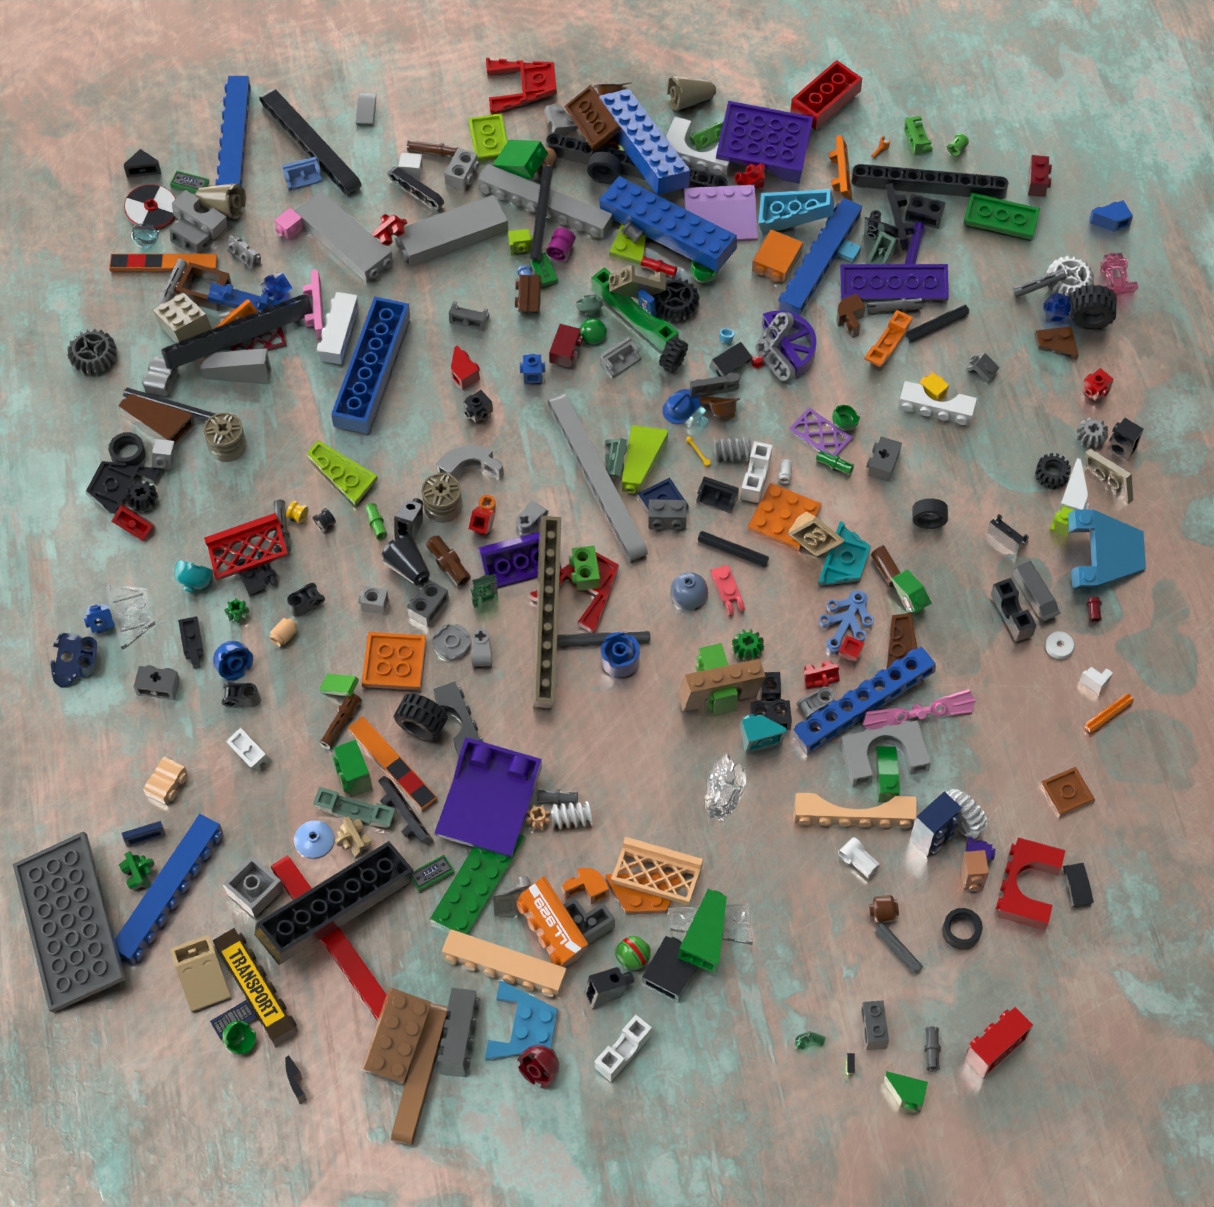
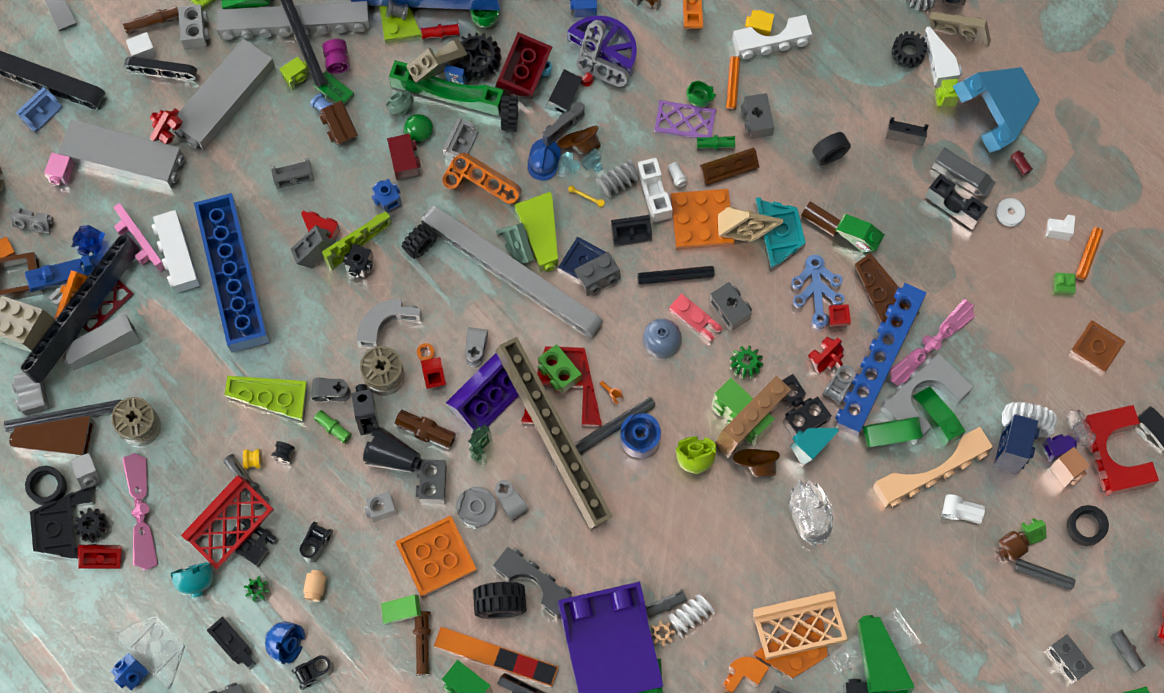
camera: 30 degrees left, 10 degrees up
(199, 479) = (143, 546): none -> bright pink piece
(390, 491) = (326, 390): none -> dark grey piece
(447, 377) = (309, 249): none -> dark grey hinge
(491, 387) = (335, 253): none -> lime wing
(536, 414) = (419, 240): none -> black tyre
(620, 395) = (484, 181): none -> orange beam
(620, 613) = (614, 393): none -> orange hand
(656, 693) = (695, 454): none -> lime cylinder
(706, 728) = (760, 462): none -> reddish brown piece
(707, 323) = (523, 66): none -> dark red slope
(720, 426) = (592, 160): none -> clear light blue tile
(763, 604) = (730, 315): none -> dark grey brick
(834, 486) = (729, 166): none -> reddish brown plate
(836, 760) = (892, 431): none -> green beam
(880, 424) = (733, 79): none -> orange axle
(910, 908) = (1034, 532): none -> bright green tile
(1003, 845) = (1079, 428): none -> clear piece
(1071, 726) = (1064, 283): none -> bright green tile

